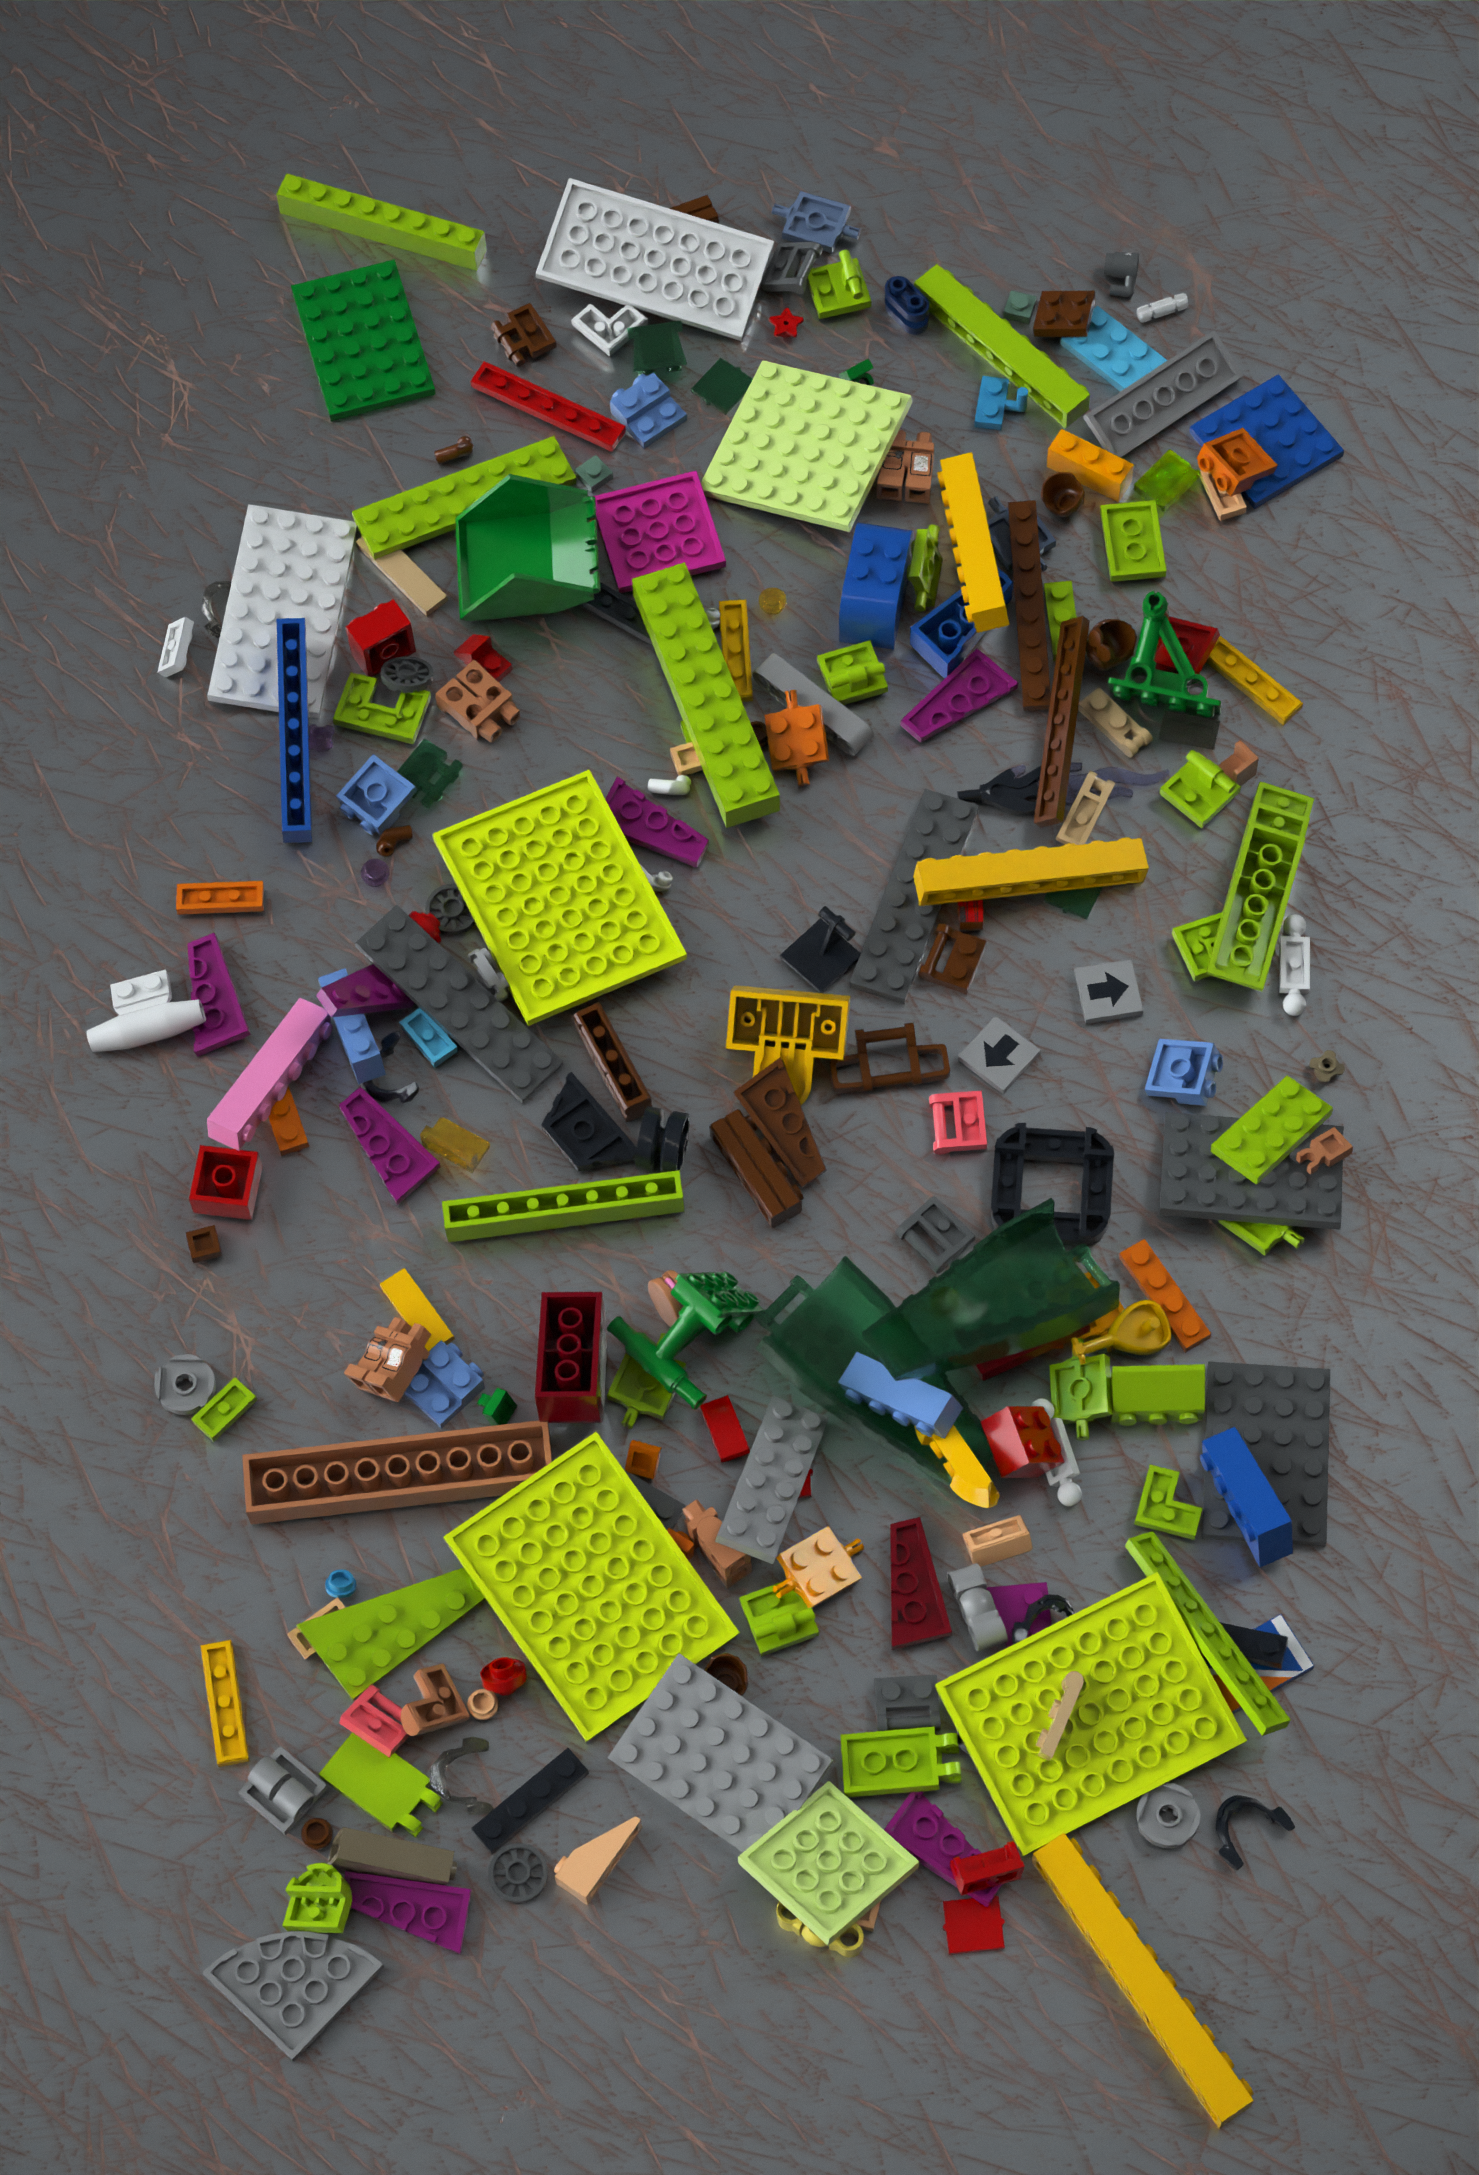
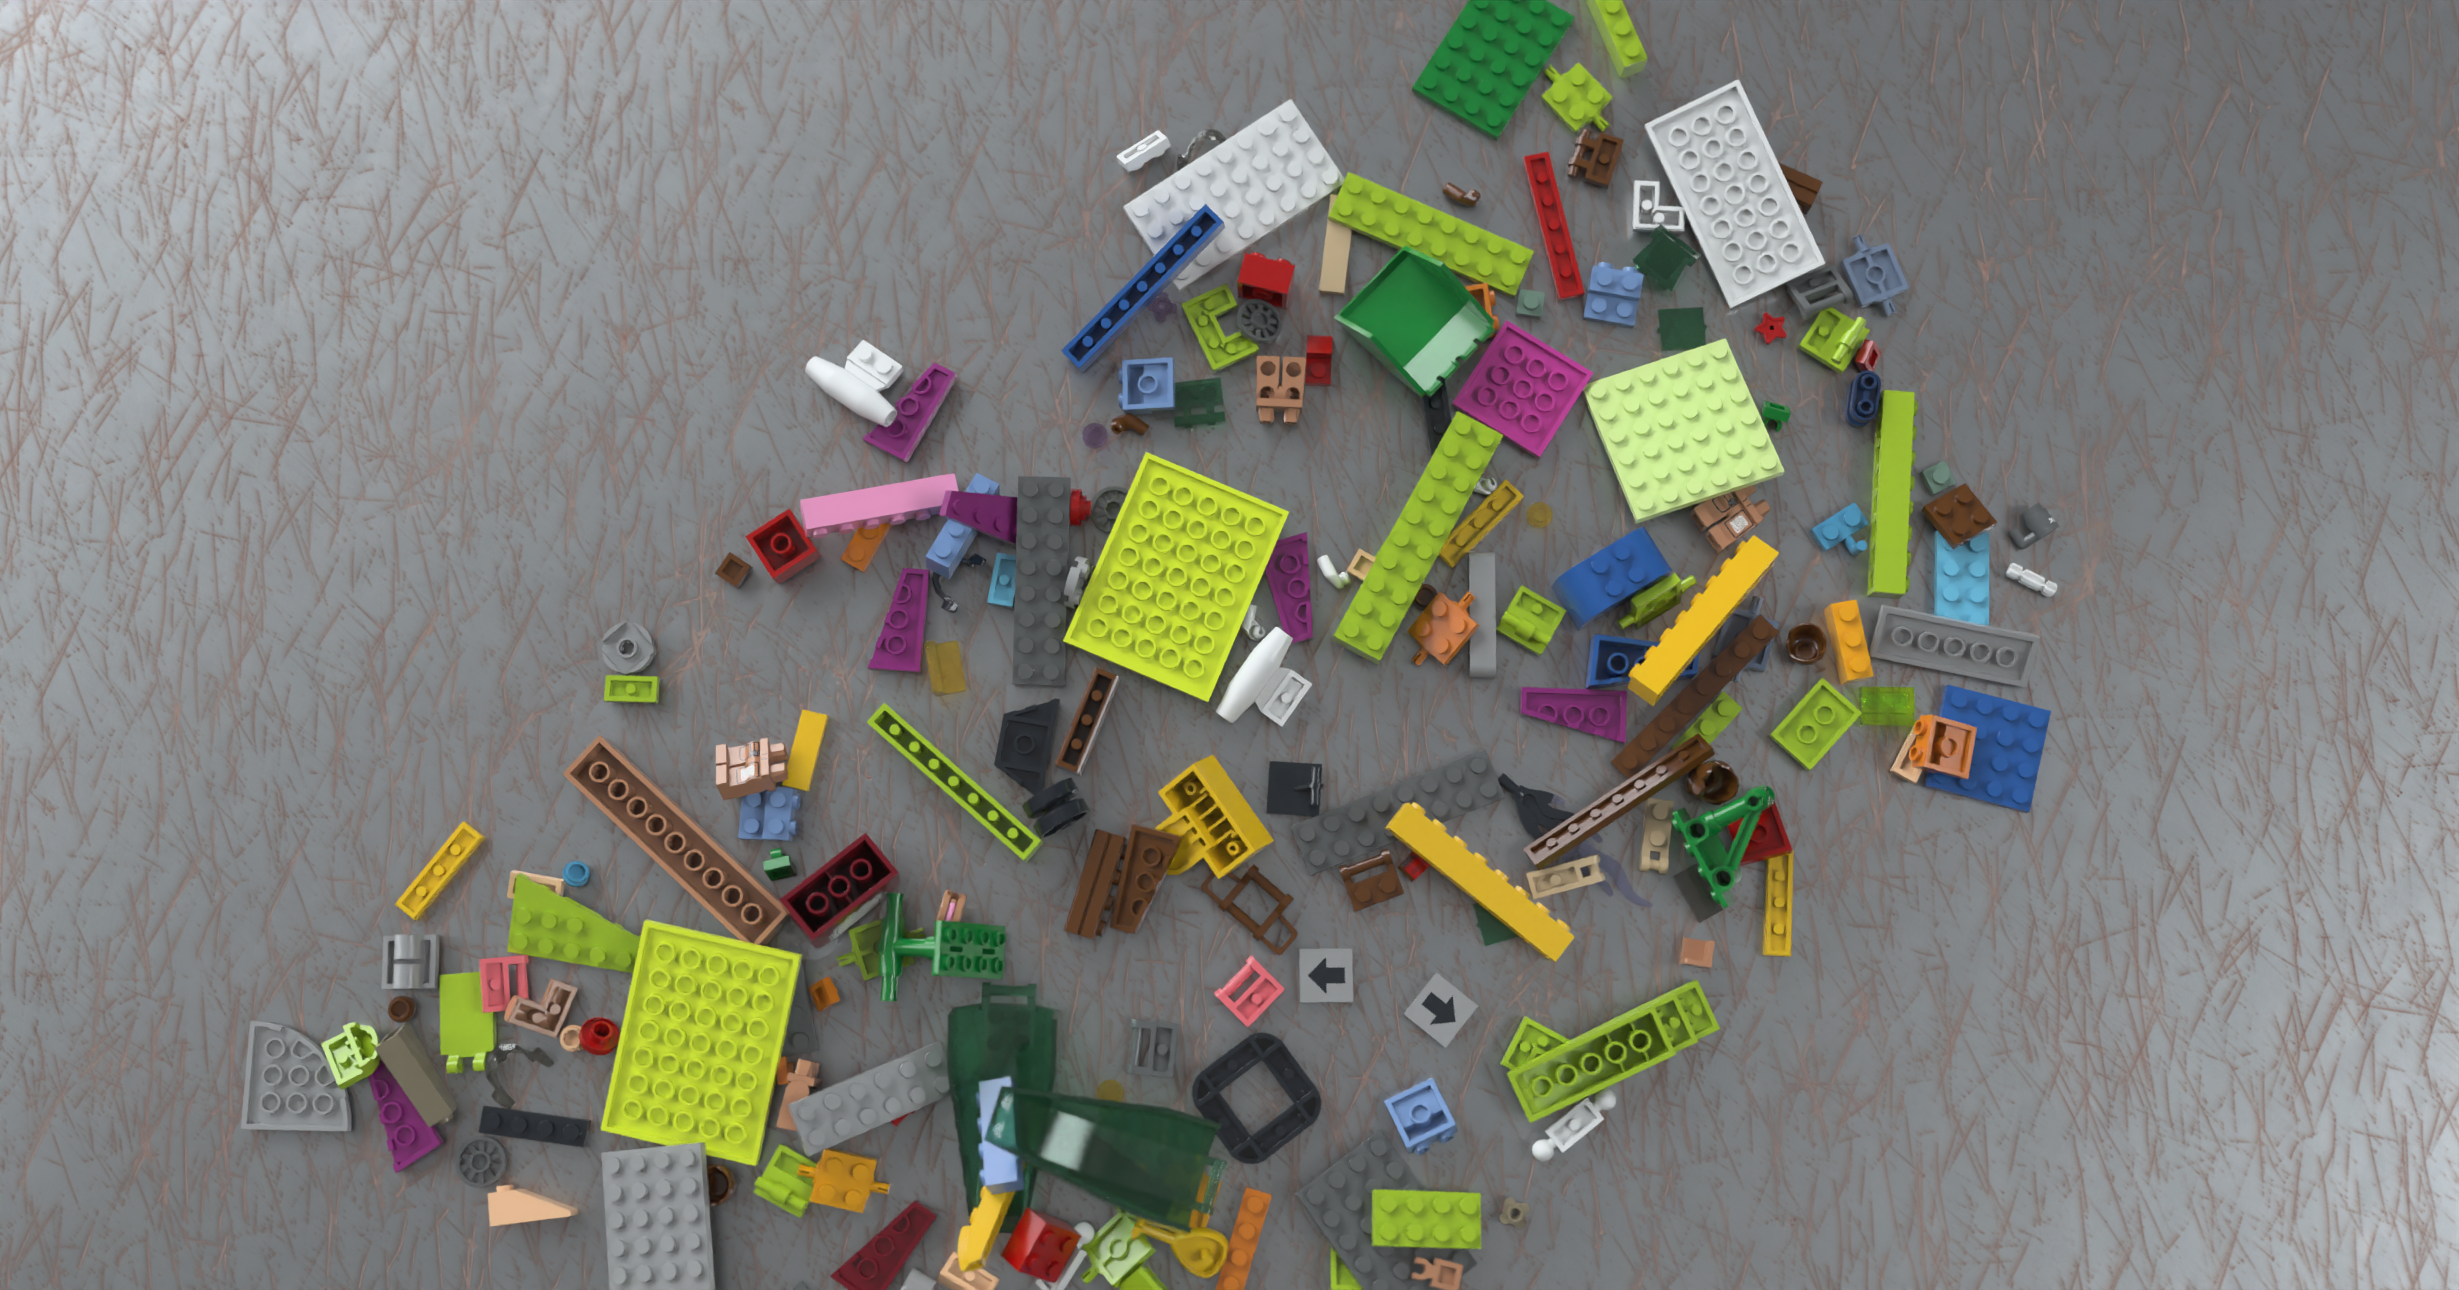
camera: 50 degrees right, 15 degrees up
(220, 897) = (987, 351): orange plate -> none
(461, 310) = (1577, 98): none -> lime plate
(712, 904) = (1265, 682): none -> white plate
(724, 1429) = (892, 1028): red slope -> none
(874, 275) = (1867, 356): none -> red plate
(1200, 789) = (1654, 941): lime plate -> none

